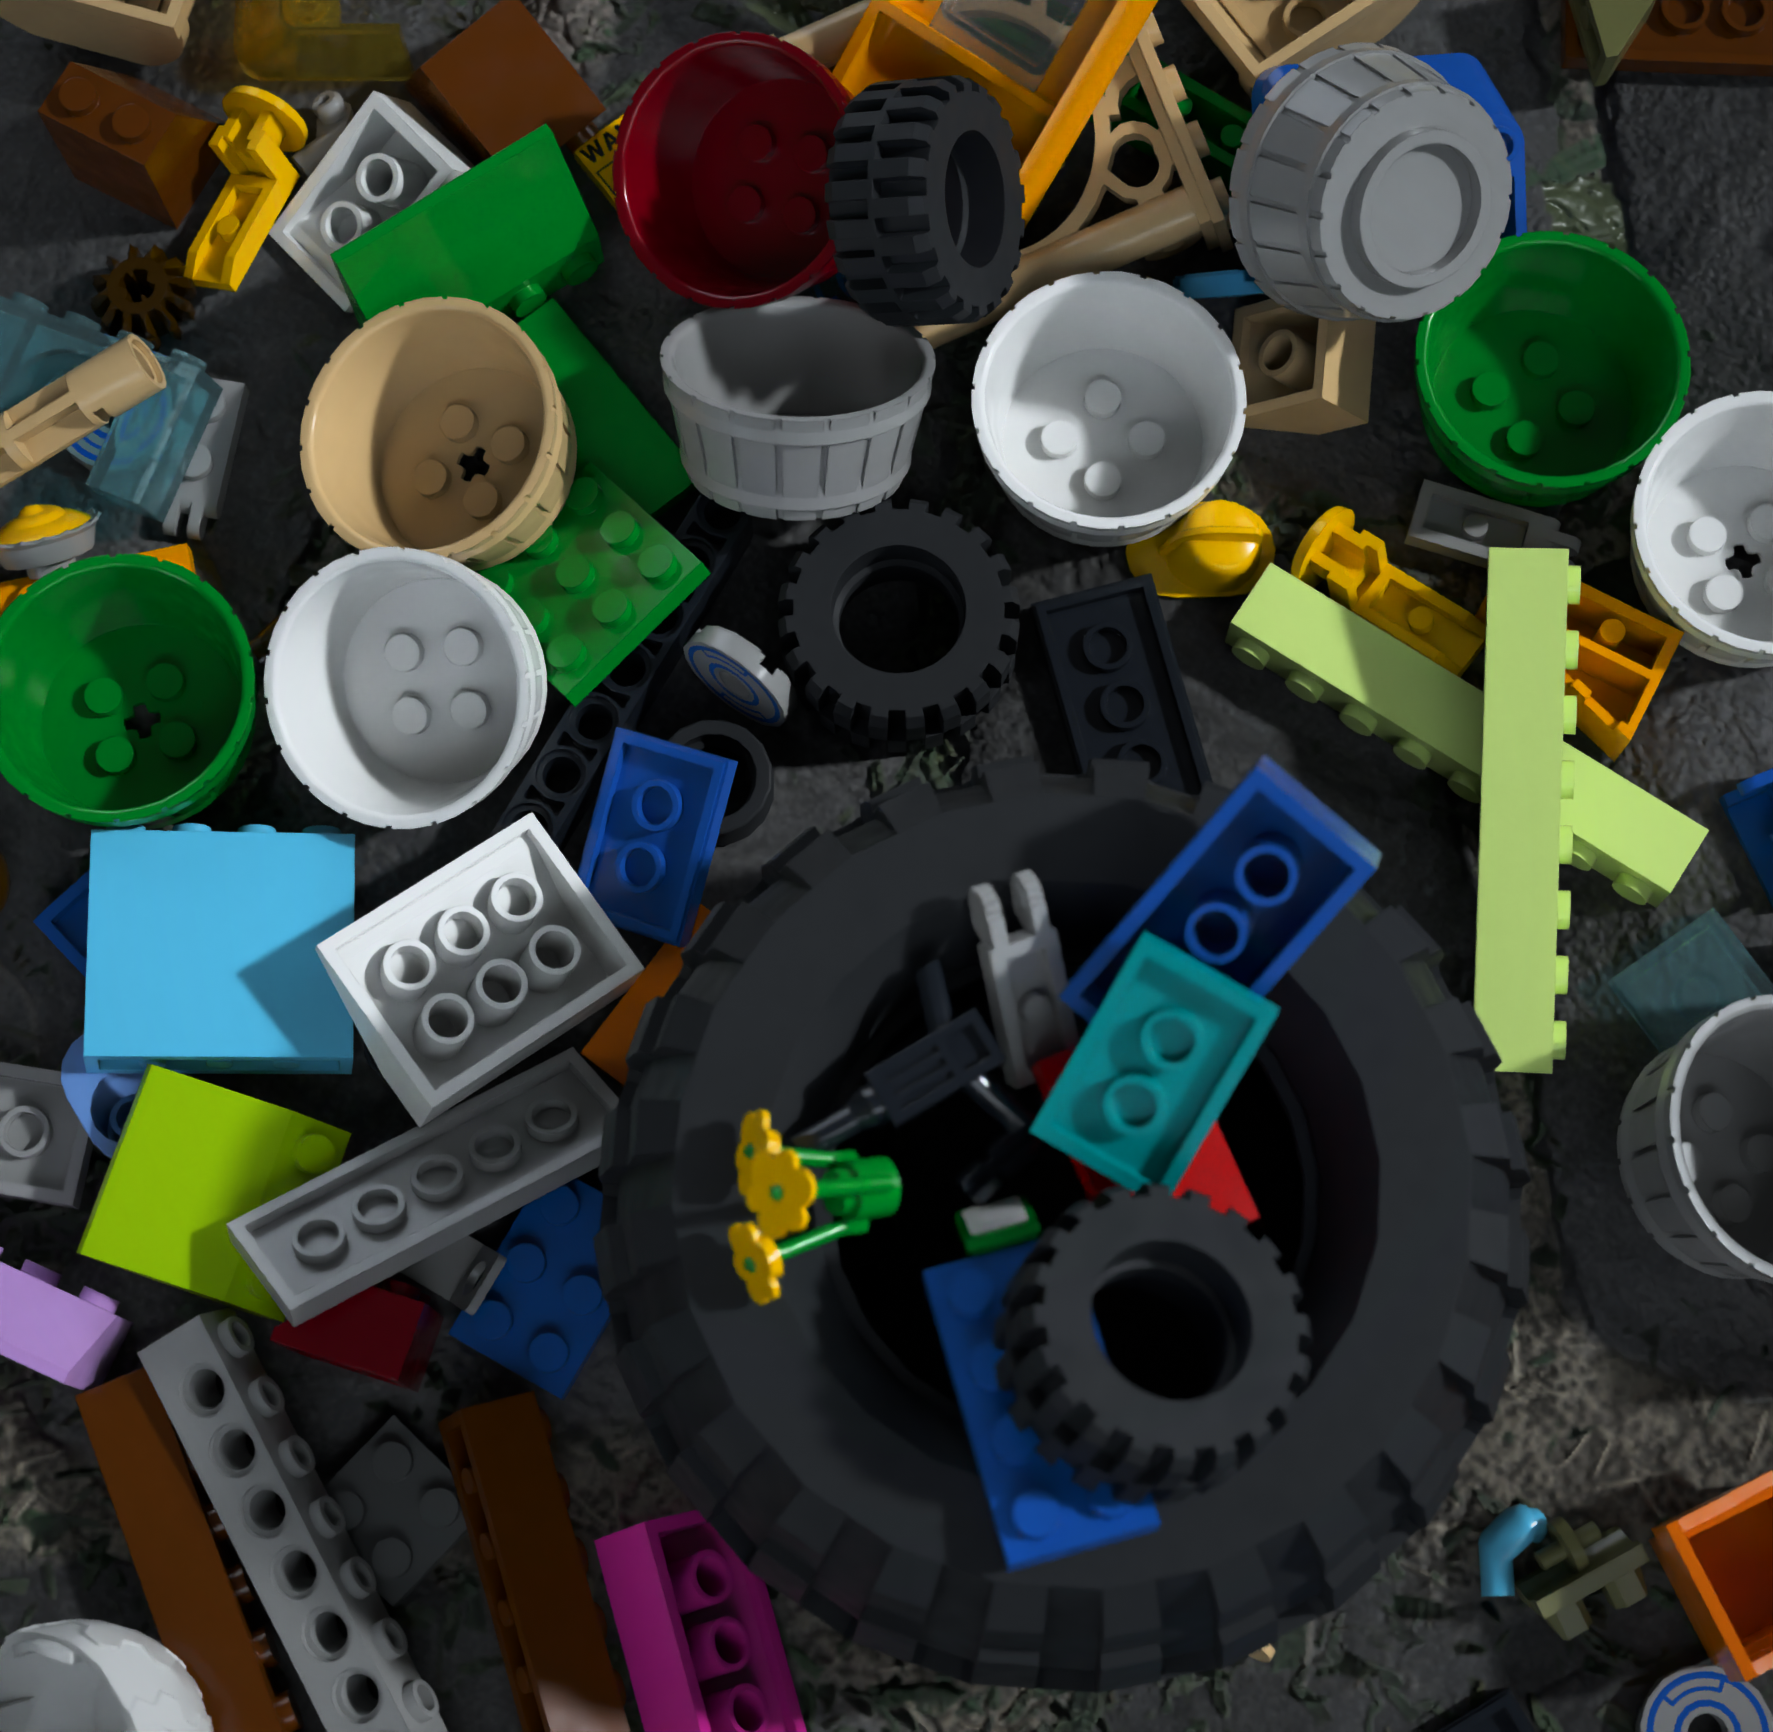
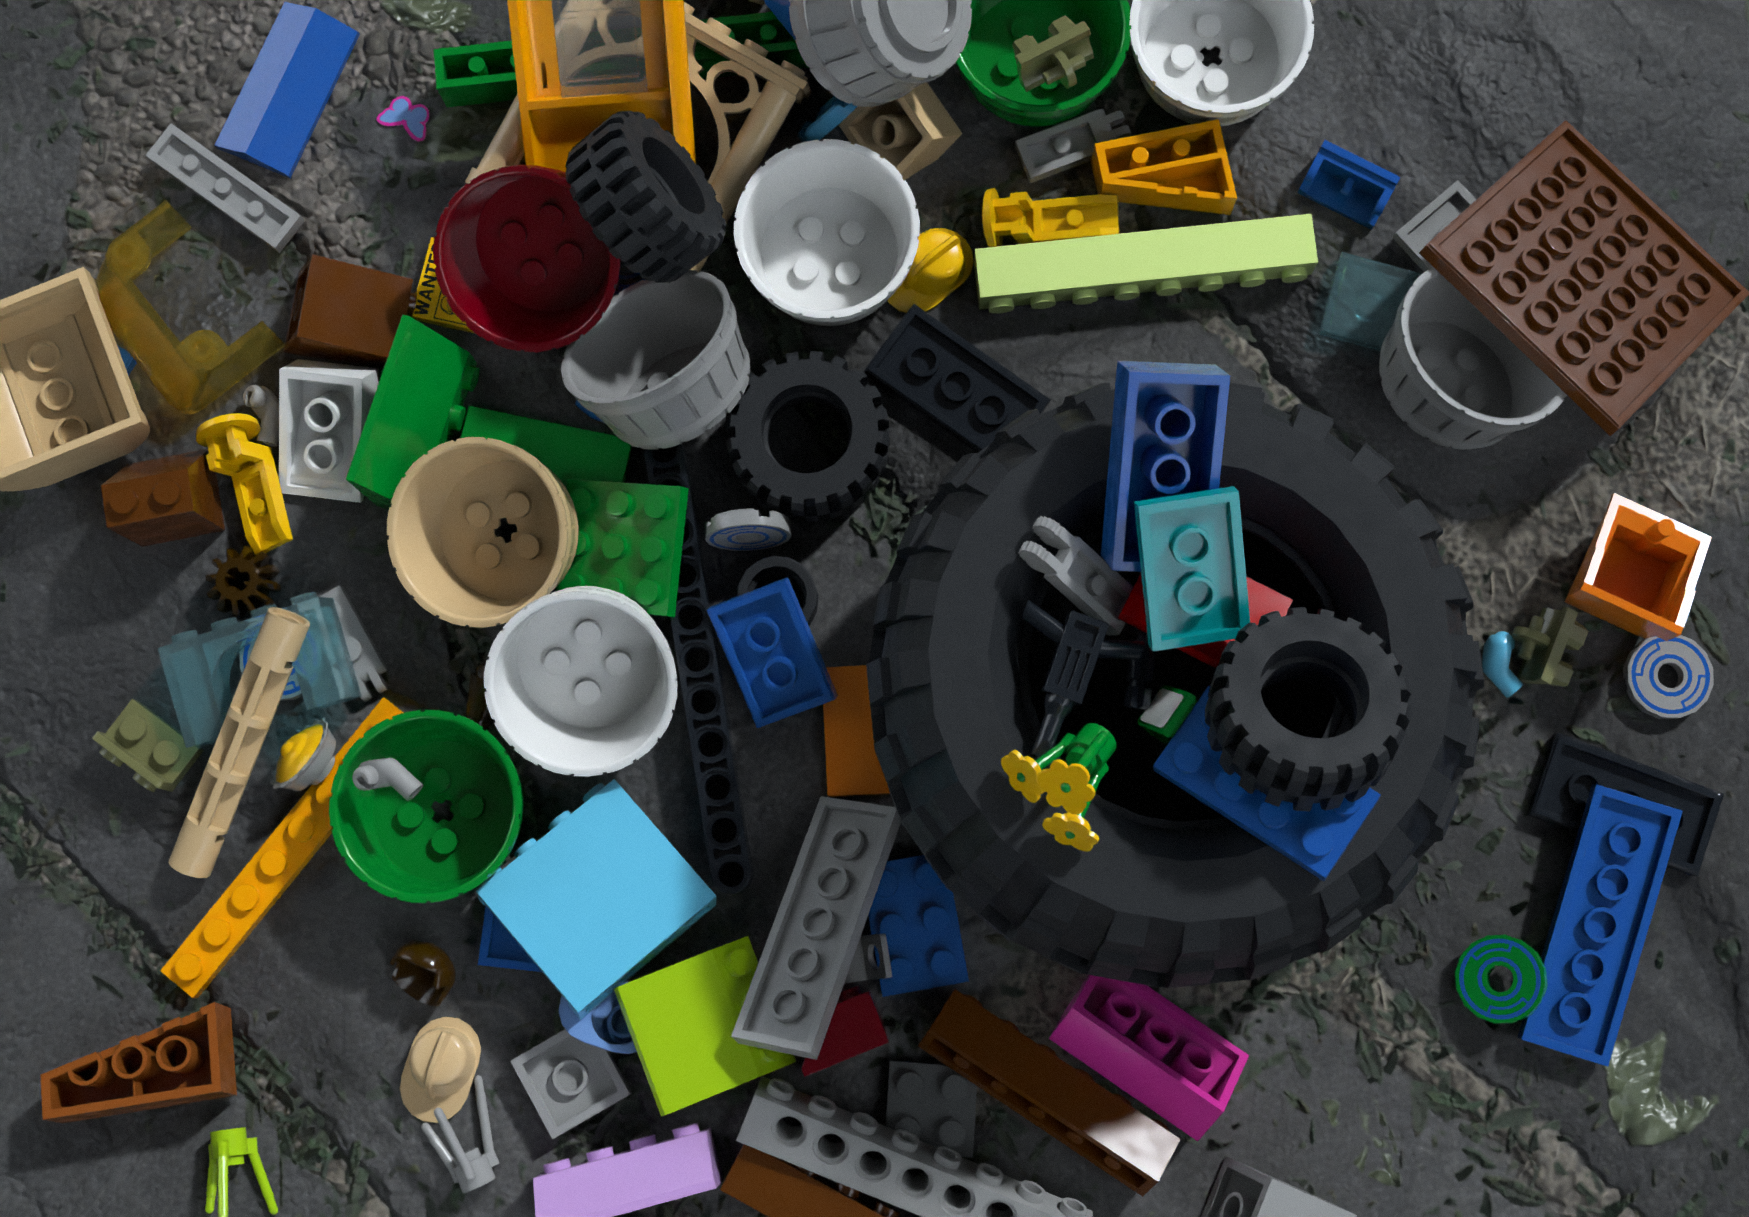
camera: 35 degrees left, 5 degrees up
(99, 614) = (386, 773): none -> light grey arm
(477, 968) = (744, 796): white slope -> none
(1522, 804) = (1208, 273): yellowish green brick -> none
(1535, 402) = (1055, 57): none -> olive hips

